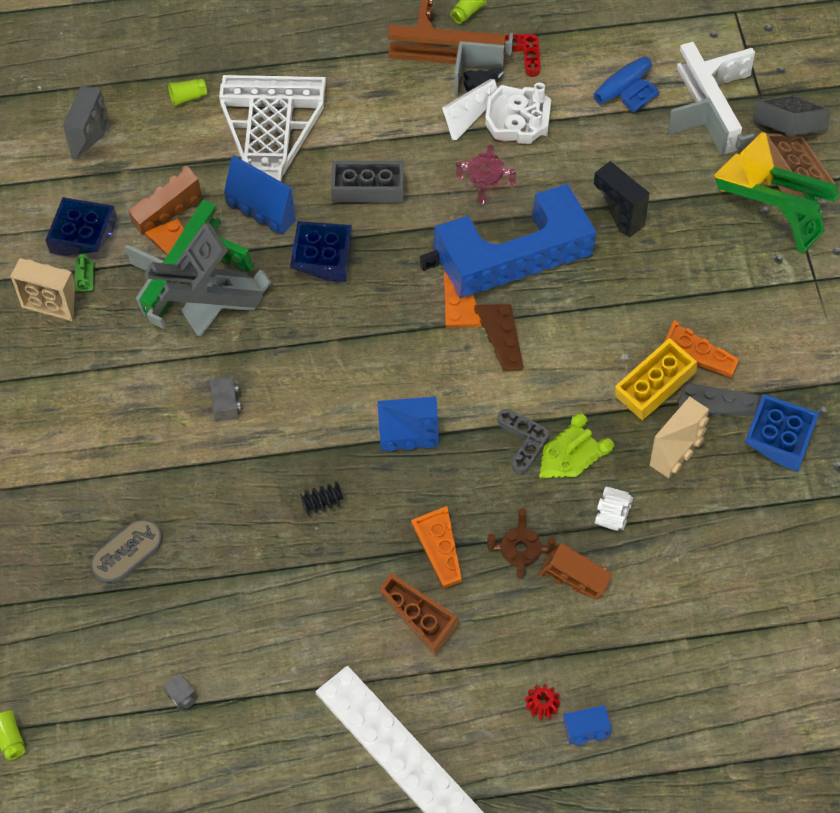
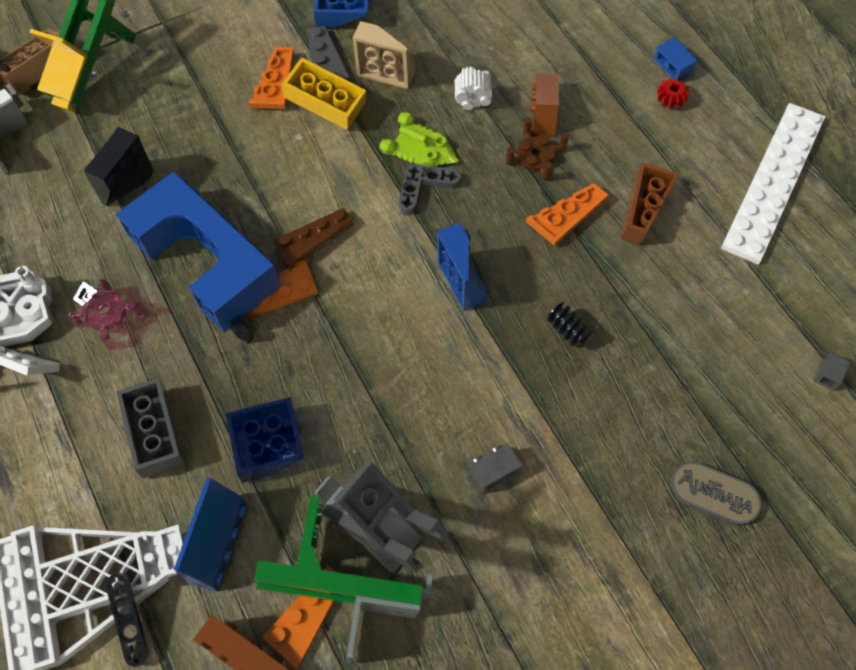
camera: 110 degrees left, 5 degrees up
(247, 137) = (122, 620): none -> black beam
(513, 163) = (84, 293): none -> tile

